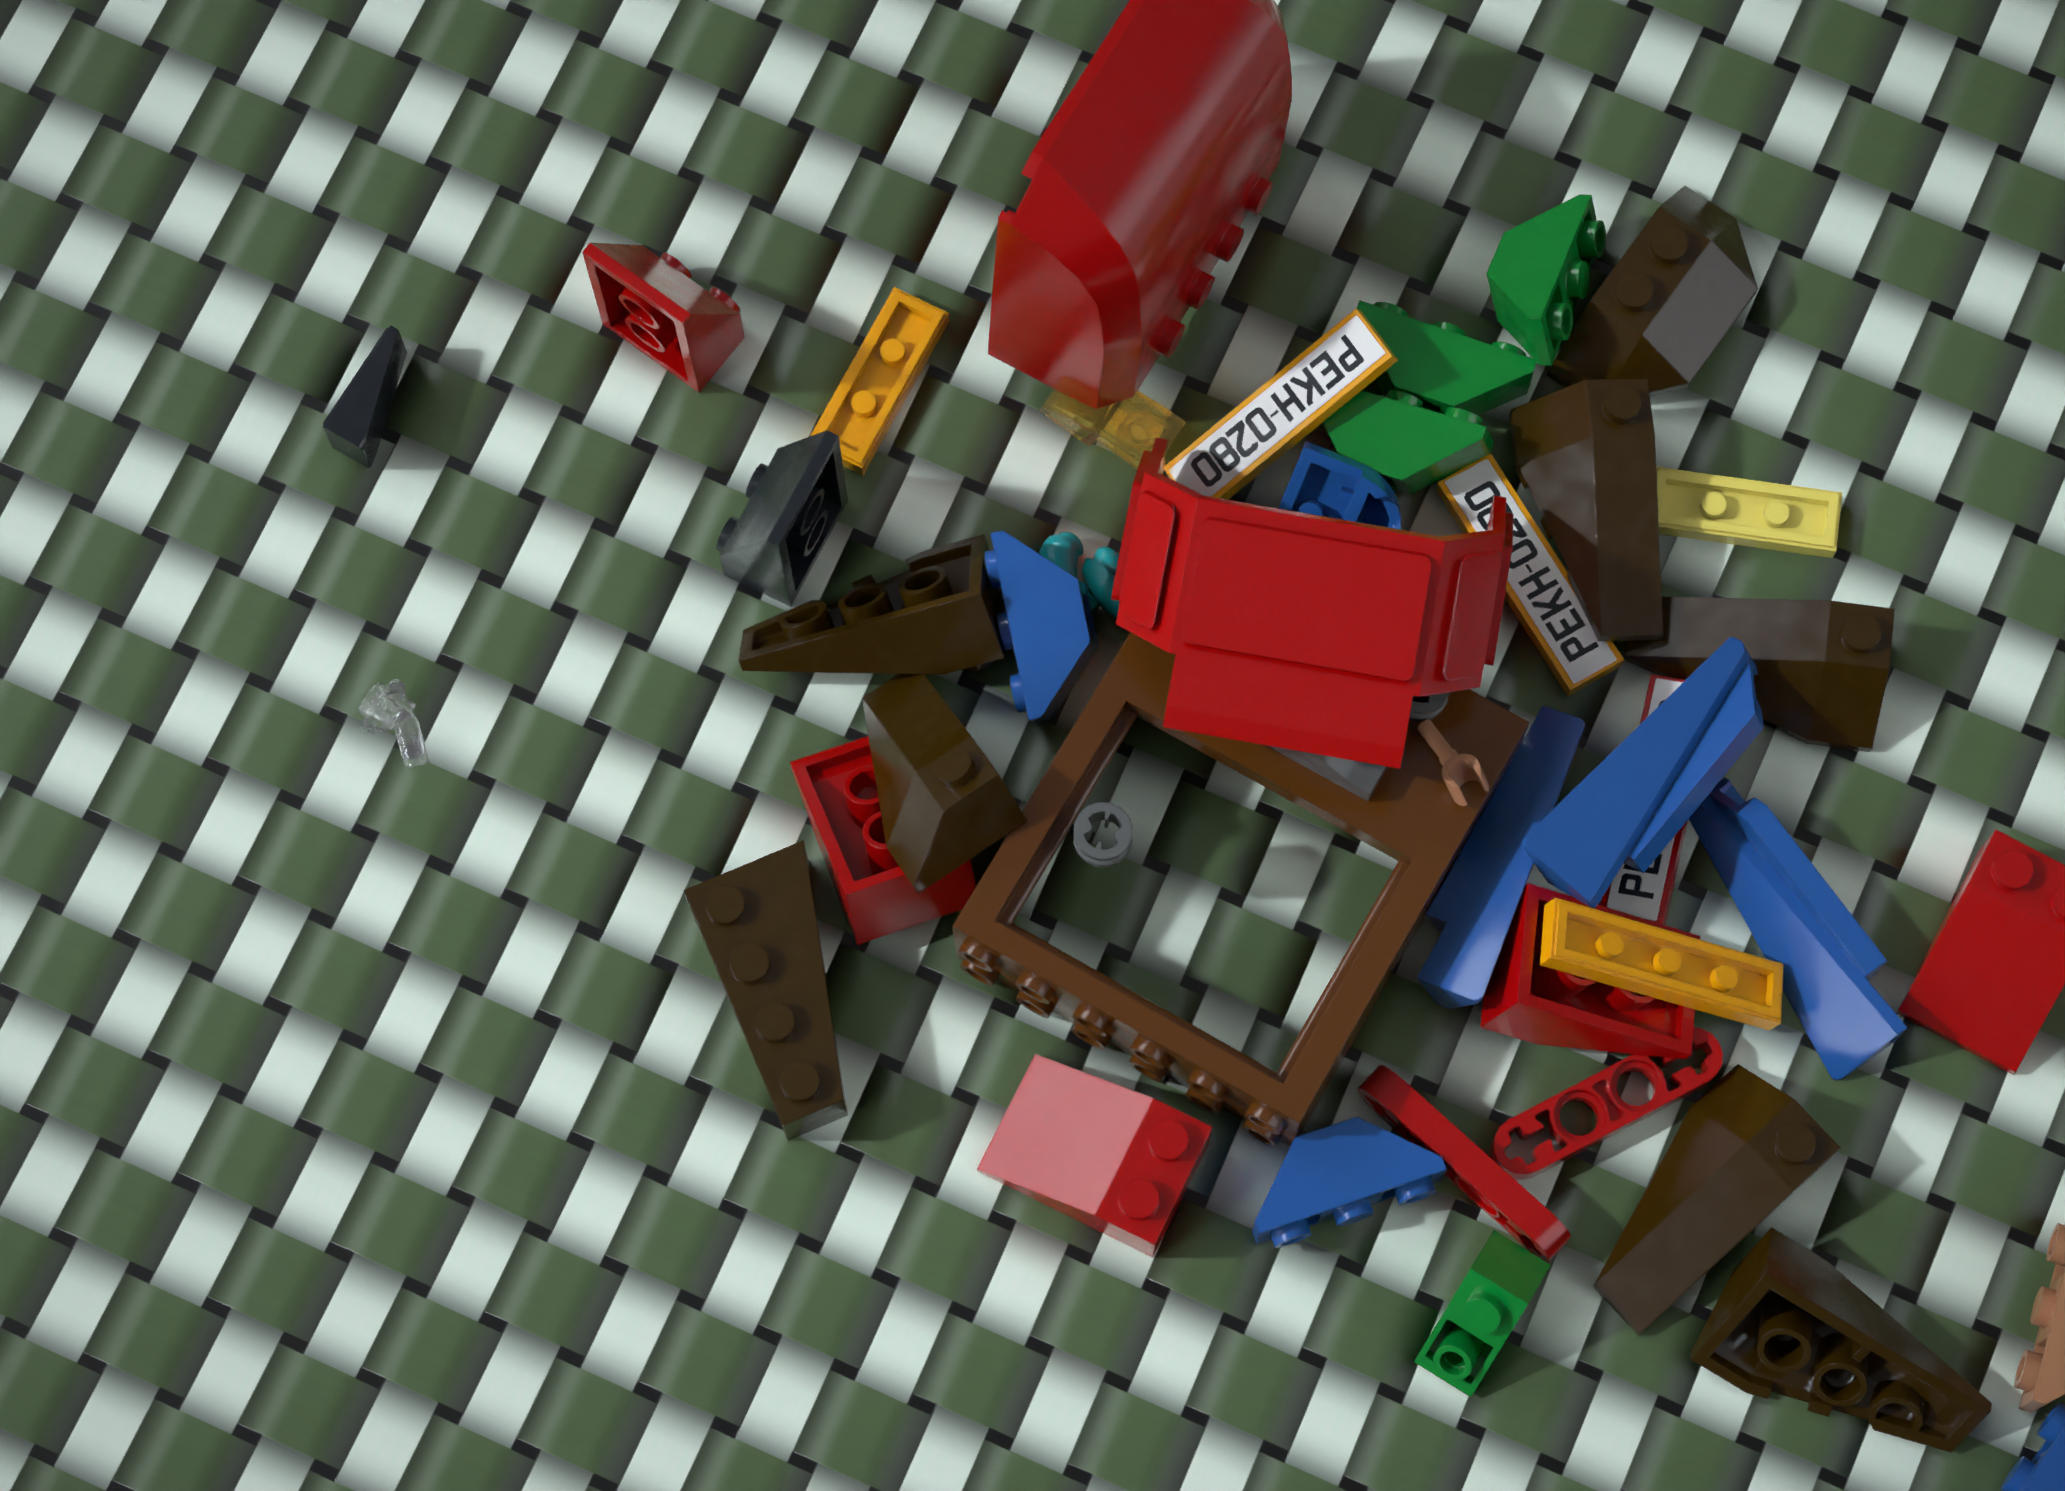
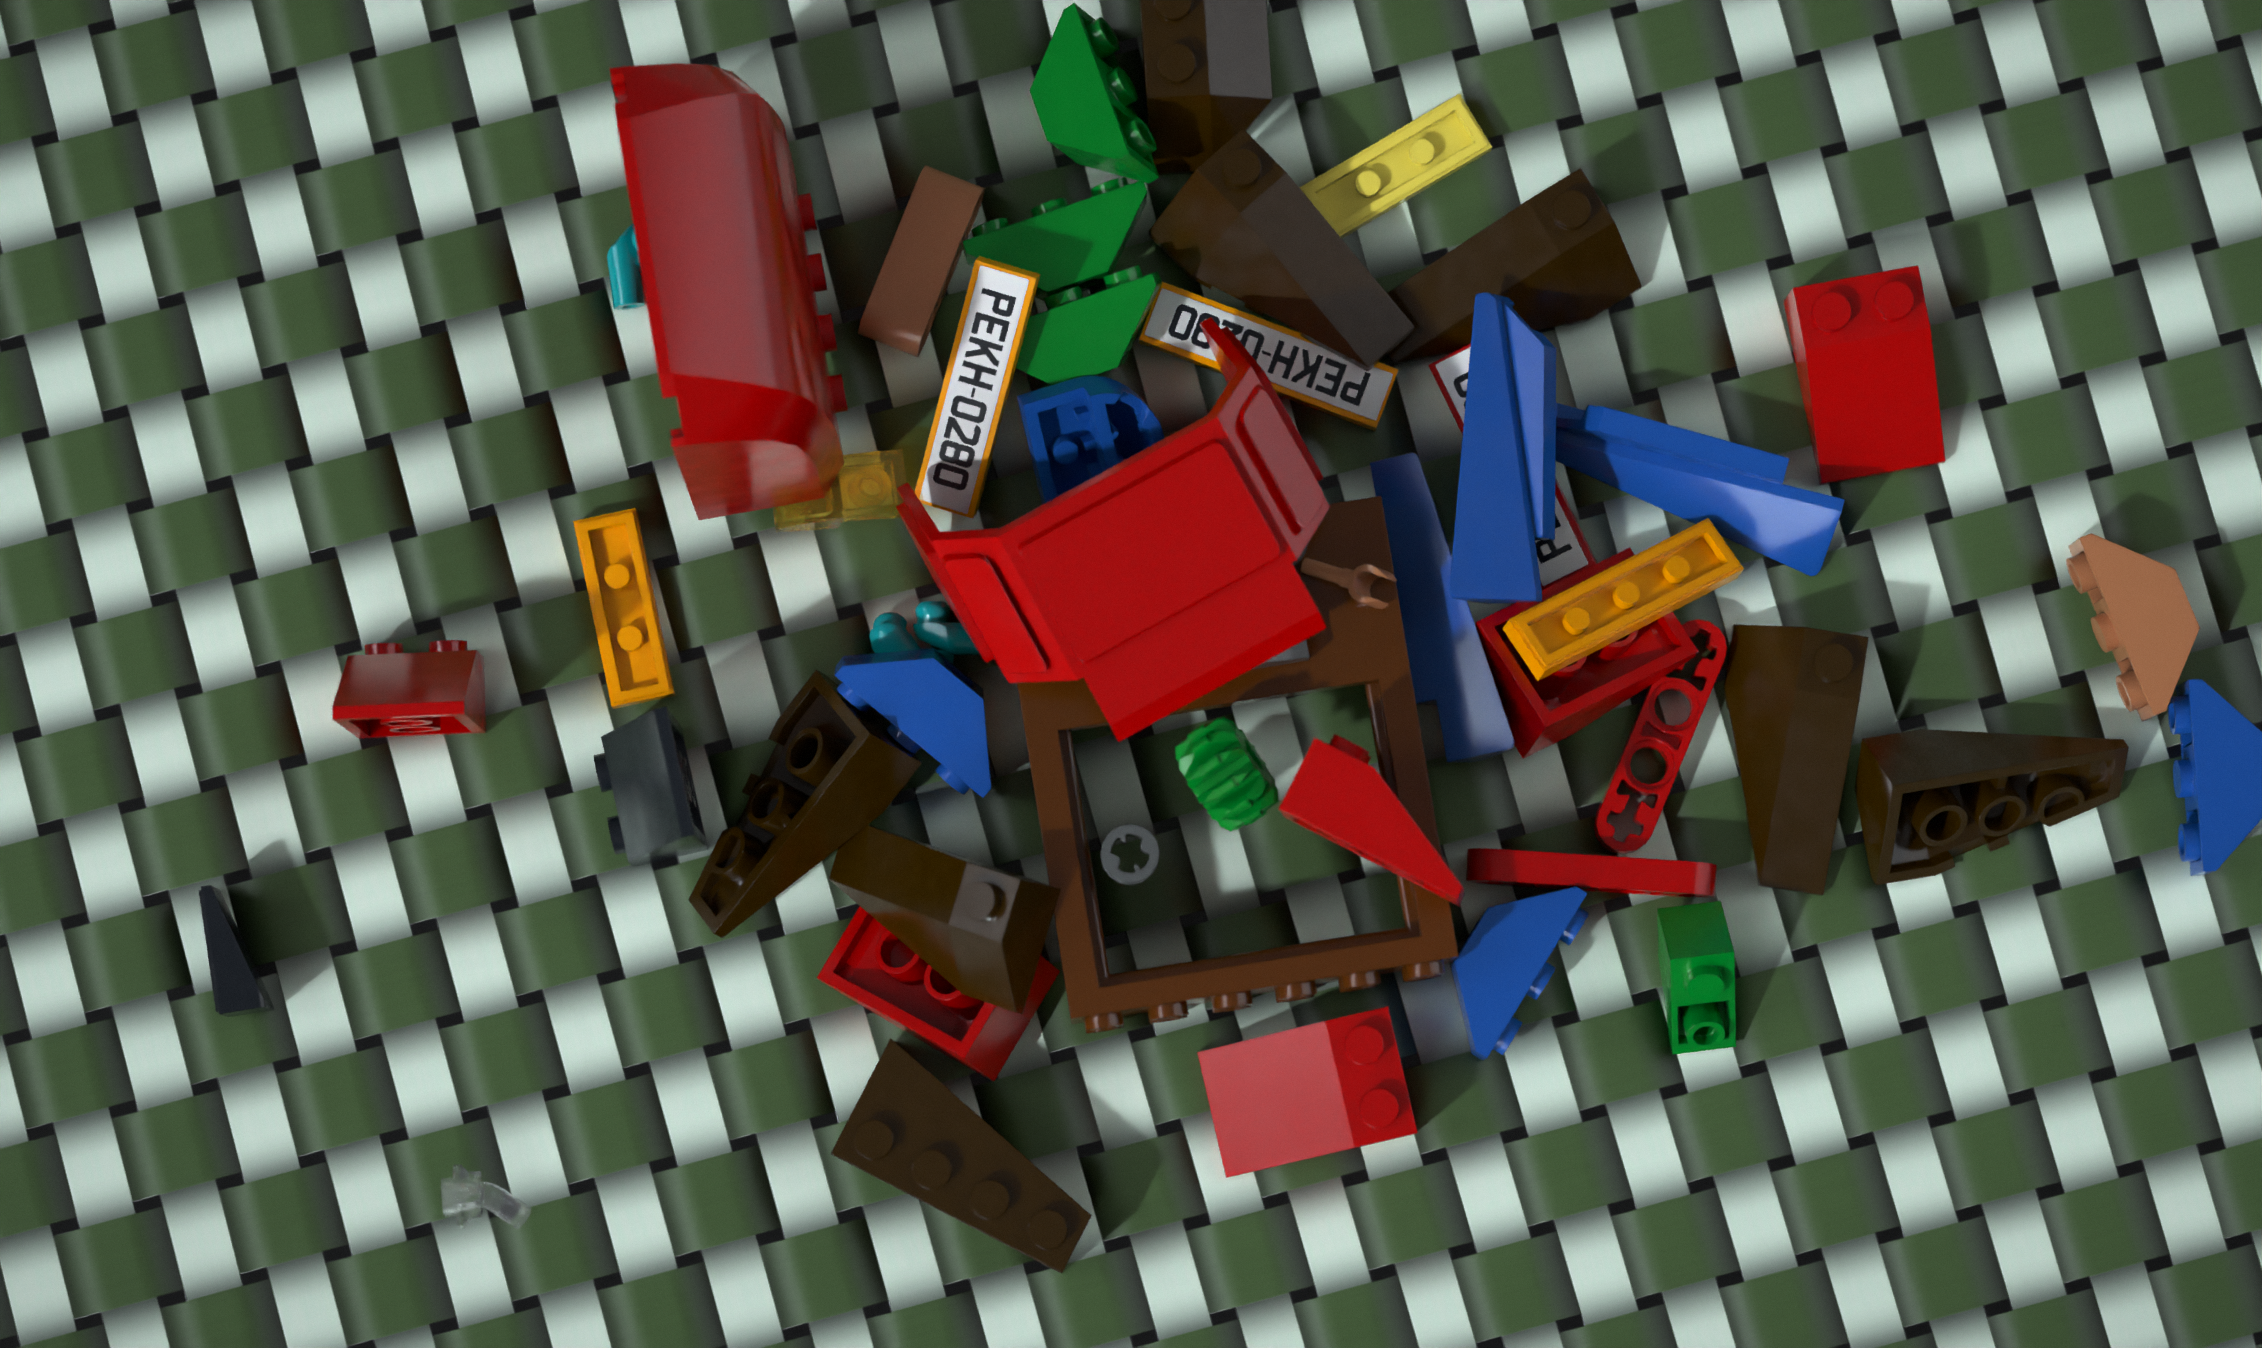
camera: 45 degrees left, 10 degrees up
(1229, 827) = (1226, 774): none -> green gear
(1304, 918) = (1355, 808): none -> red slope
(1314, 297) = (921, 261): none -> nougat beam

